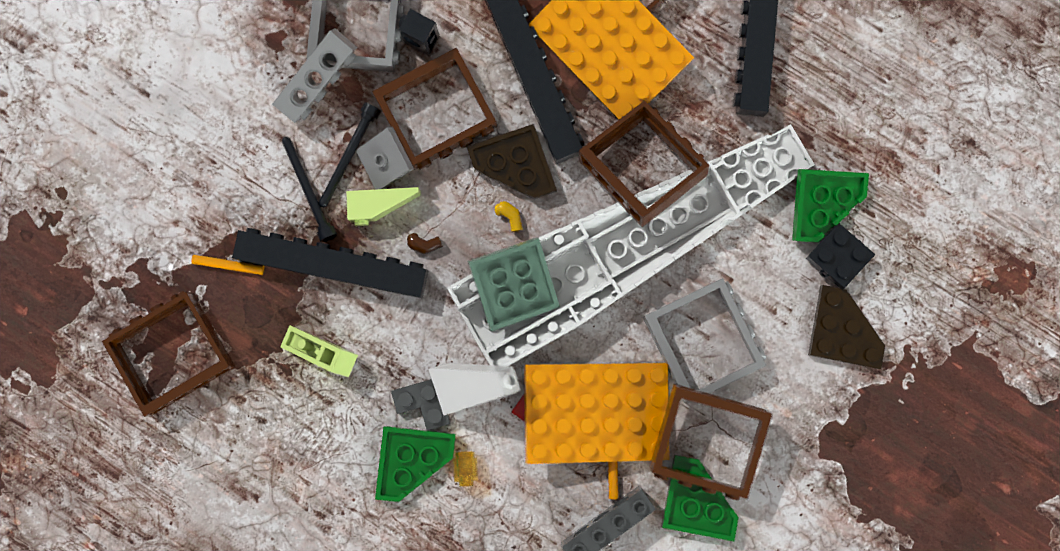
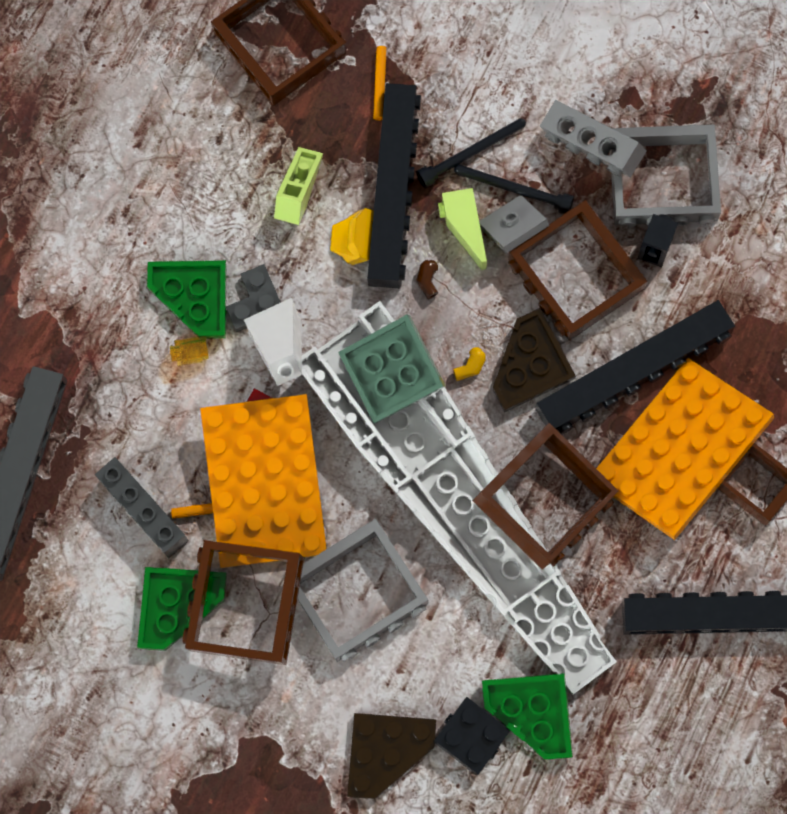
camera: 85 degrees right, 10 degrees down
(375, 306) = (353, 237): none -> yellow slope

